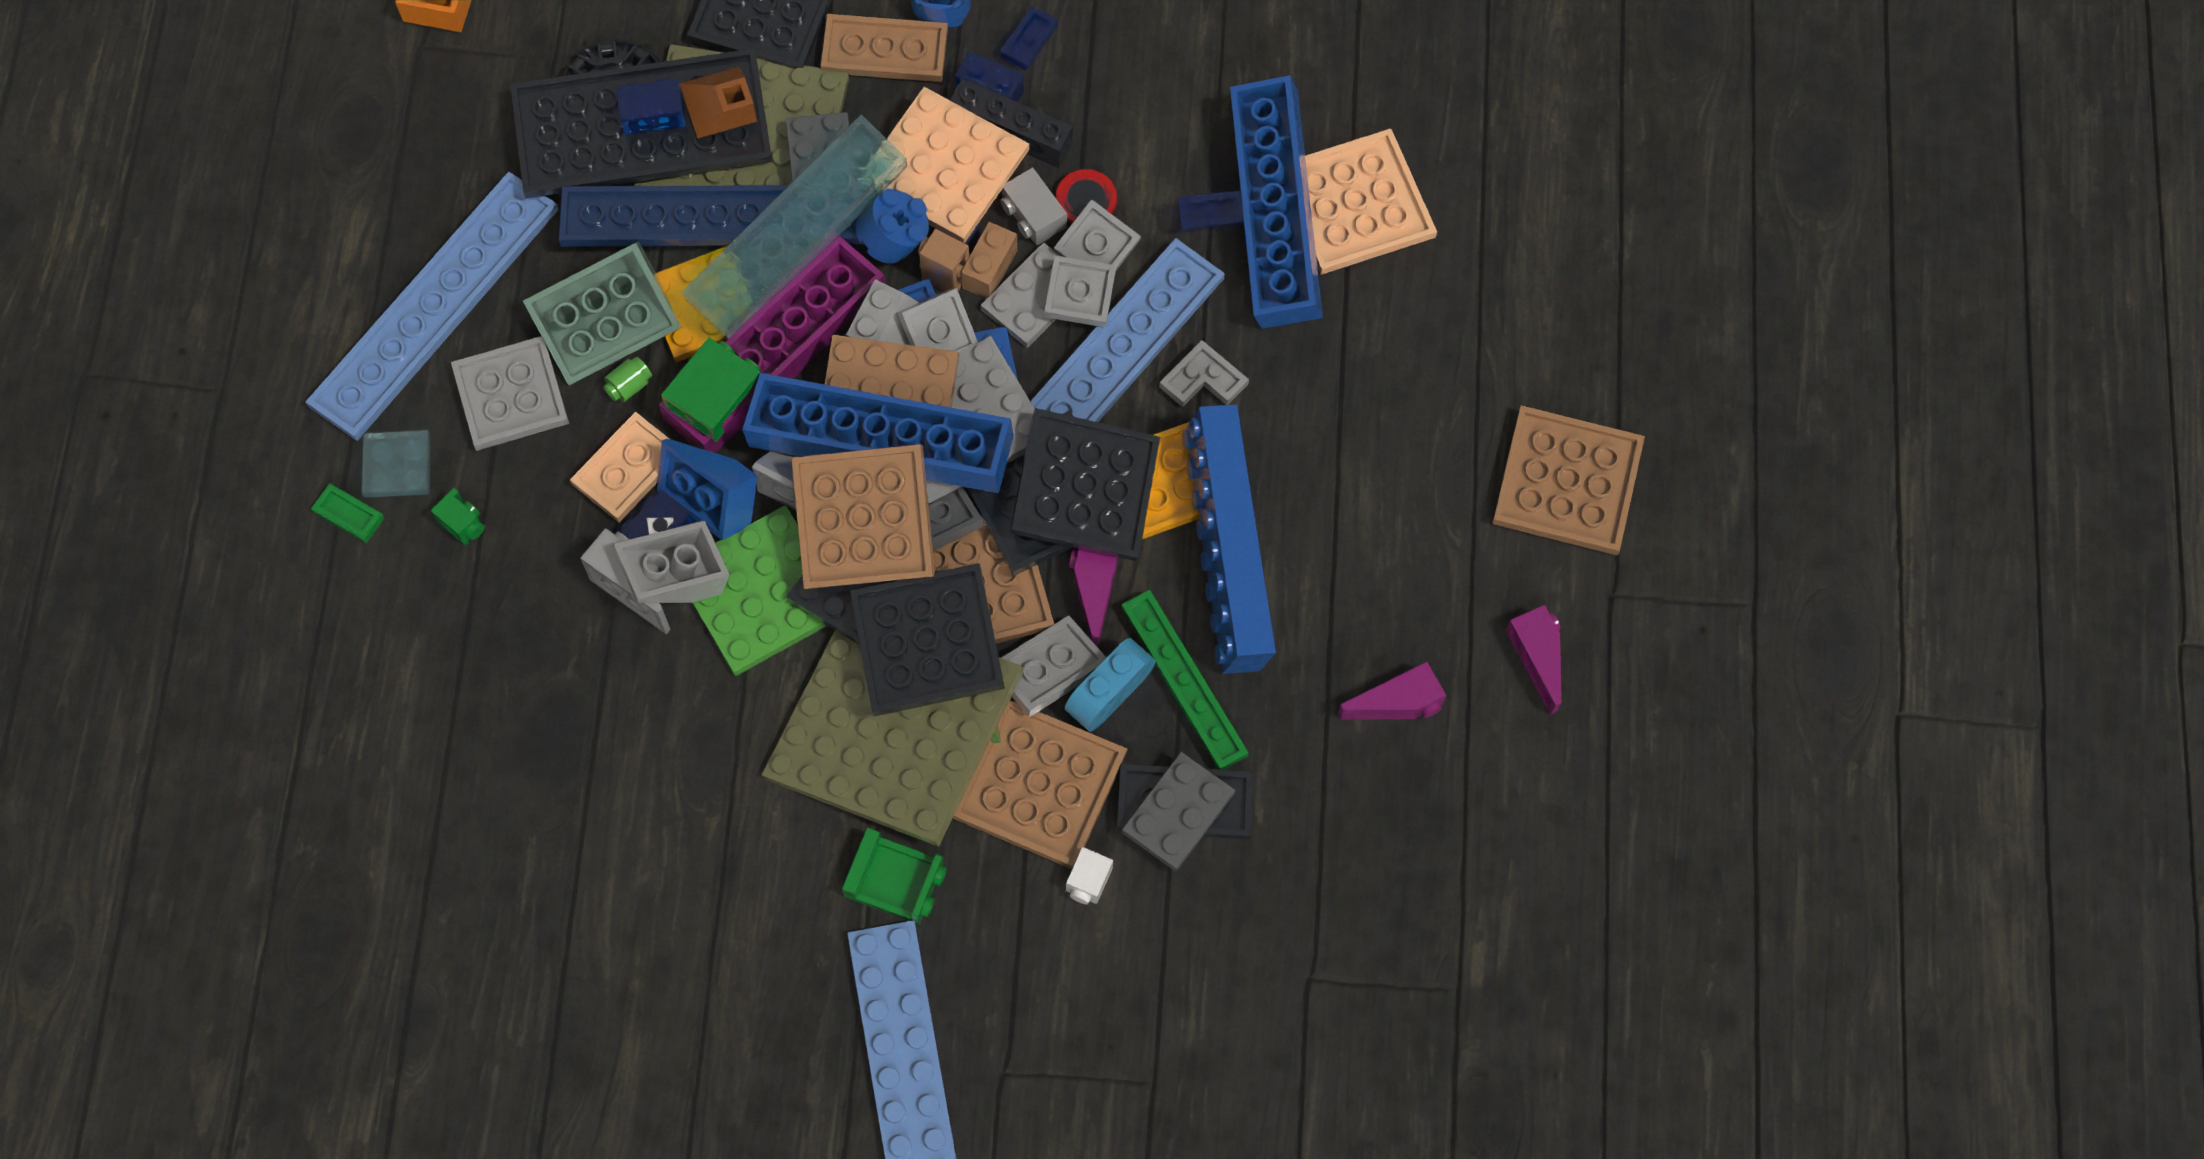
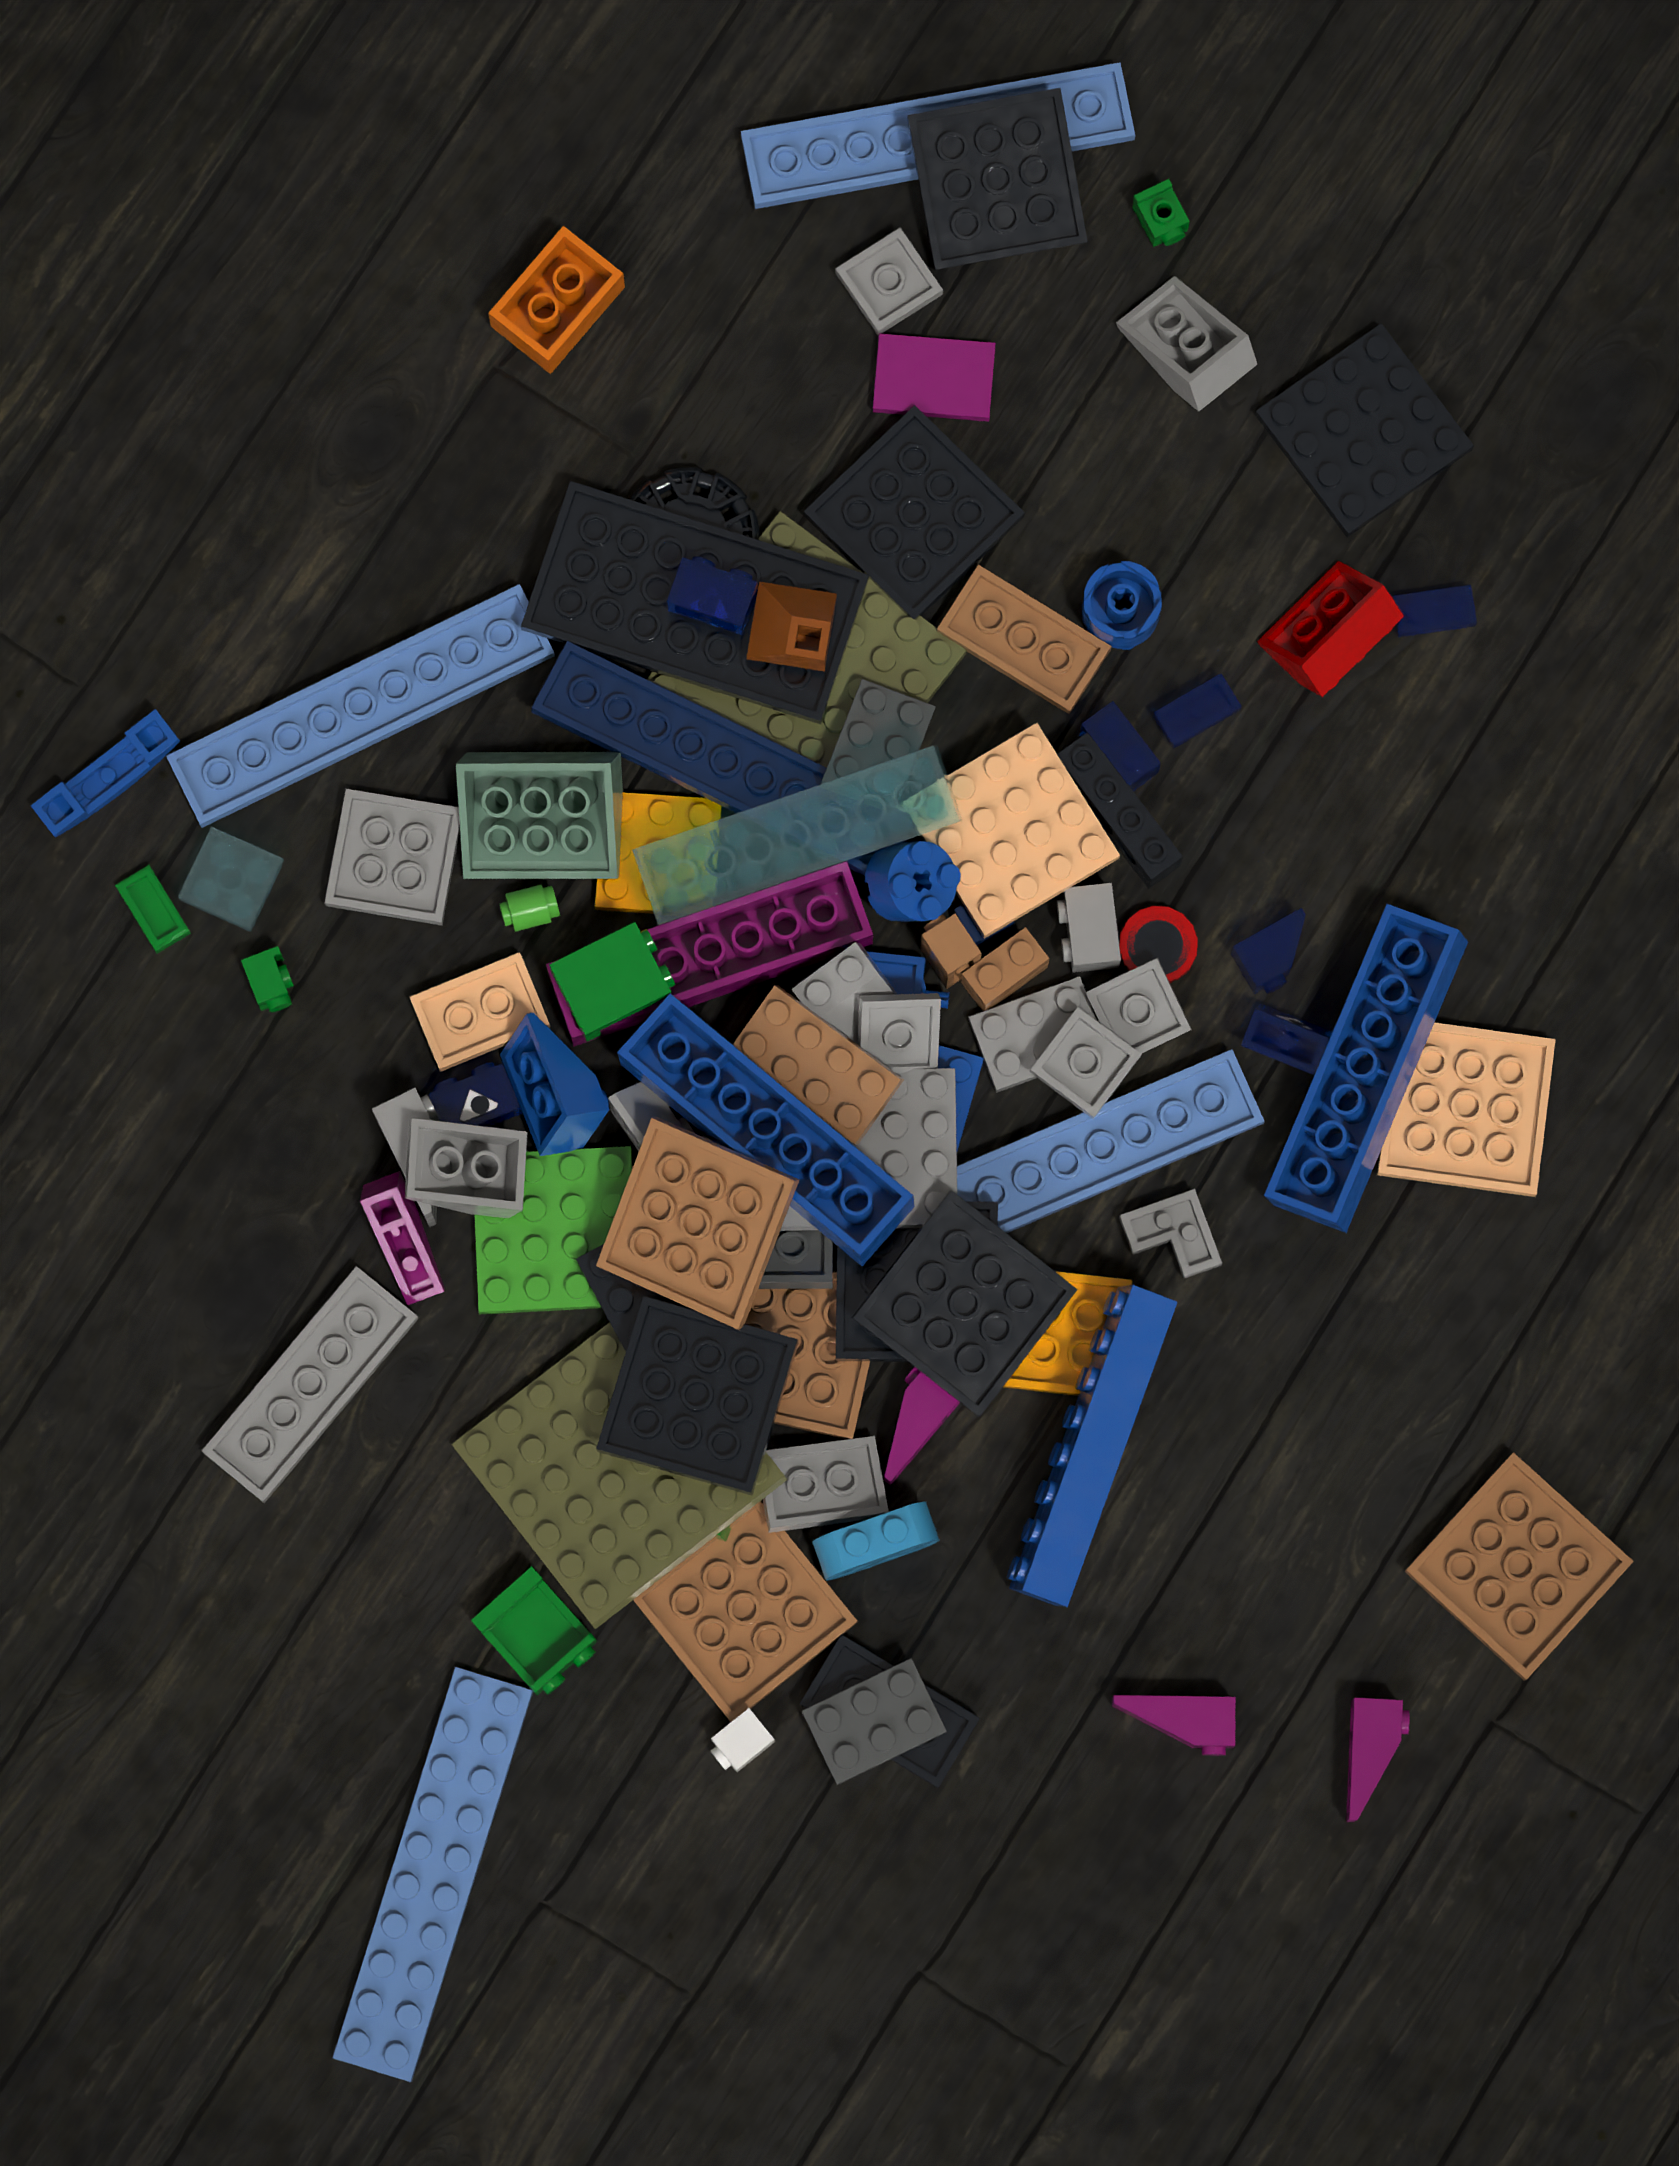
camera: 30 degrees right, 10 degrees up
(270, 435) = (107, 776): none -> blue slope
(633, 786) = (310, 1384): none -> light grey plate
(650, 648) = (402, 1237): none -> magenta slope
(1166, 165) = (1270, 953): none -> clear blue slope
(1184, 680) = (962, 1575): green plate -> none

